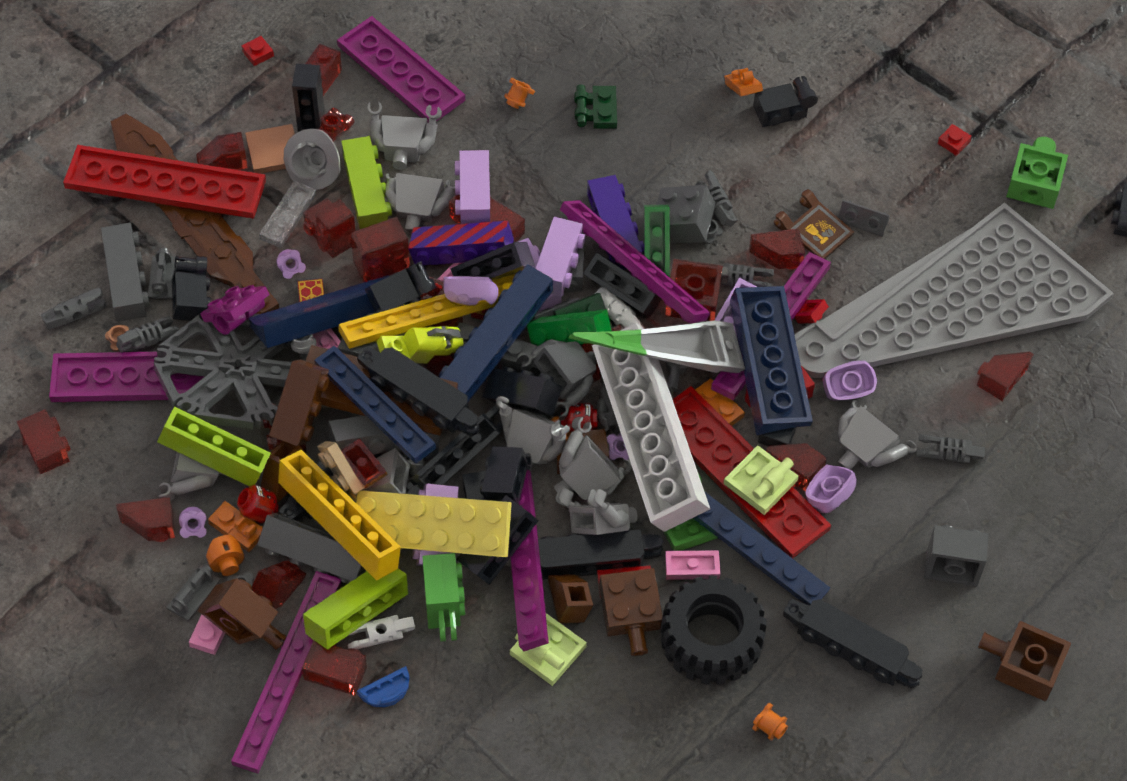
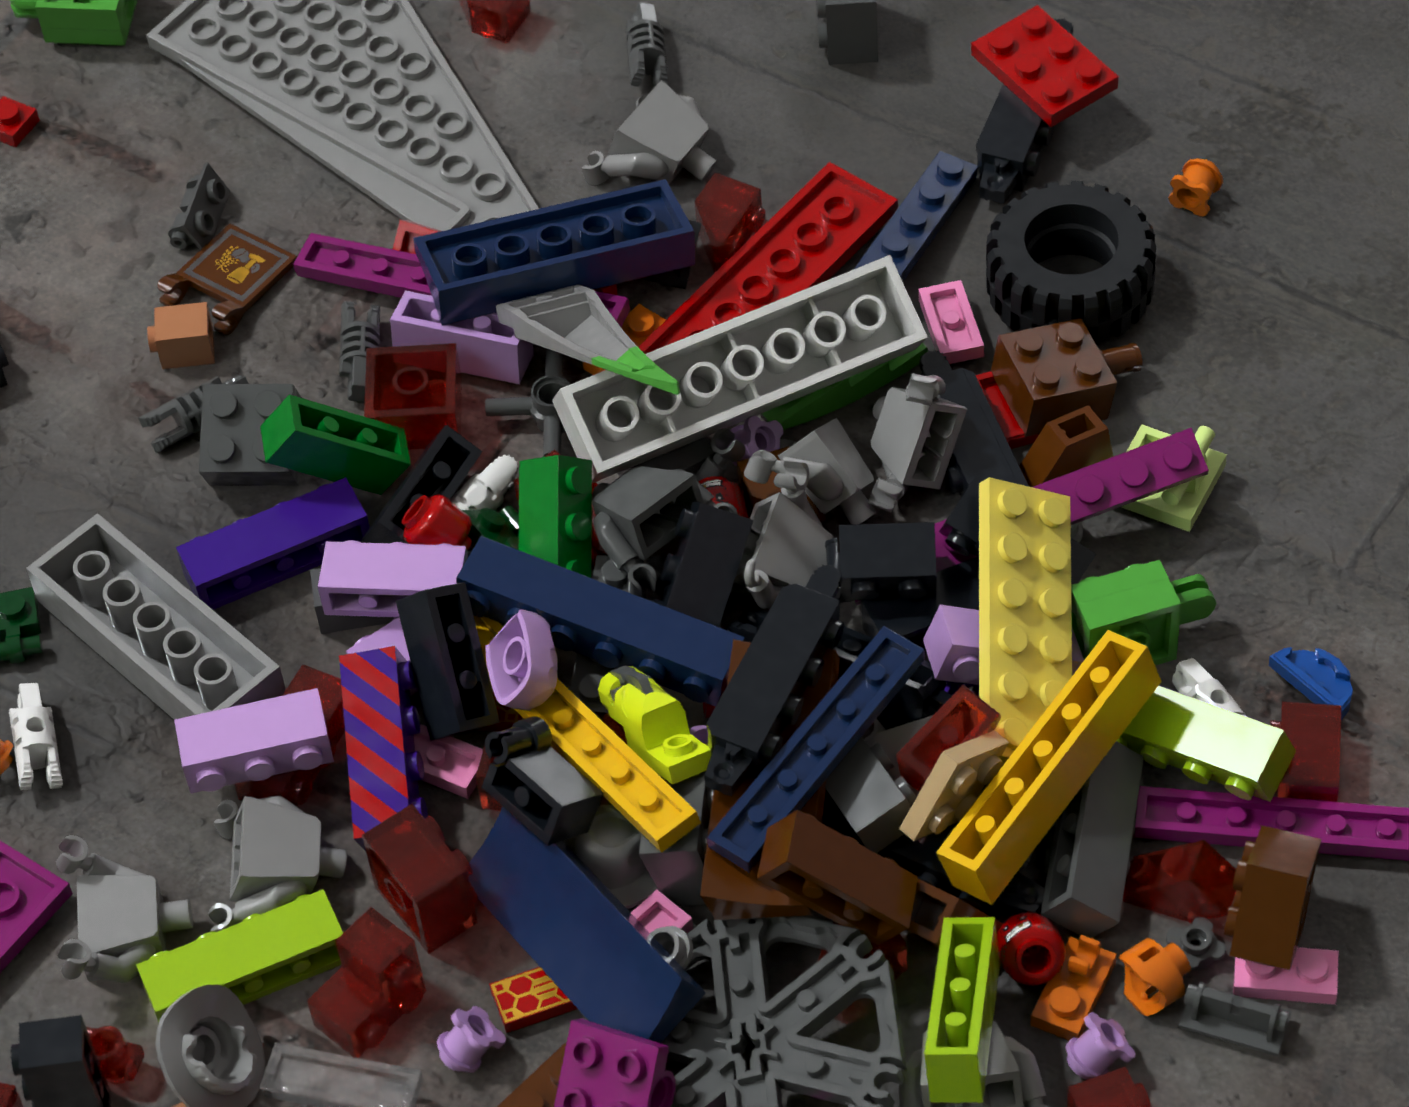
camera: 95 degrees left, 5 degrees down
(532, 115) = (34, 738): none -> white hinge
(565, 164) = (150, 624): none -> light grey brick
(586, 278) = (436, 522): none -> red head
(635, 262) = (381, 469): magenta plate -> none
(761, 479) = (780, 241): yellowish green plate -> none
(769, 198) = (182, 335): none -> nougat brick
(778, 248) = (293, 303): clear red slope -> none
(830, 488) = (765, 163): lavender piece -> none
(849, 381) = (554, 172): lavender piece -> none
(875, 649) = (1044, 65): none -> red plate

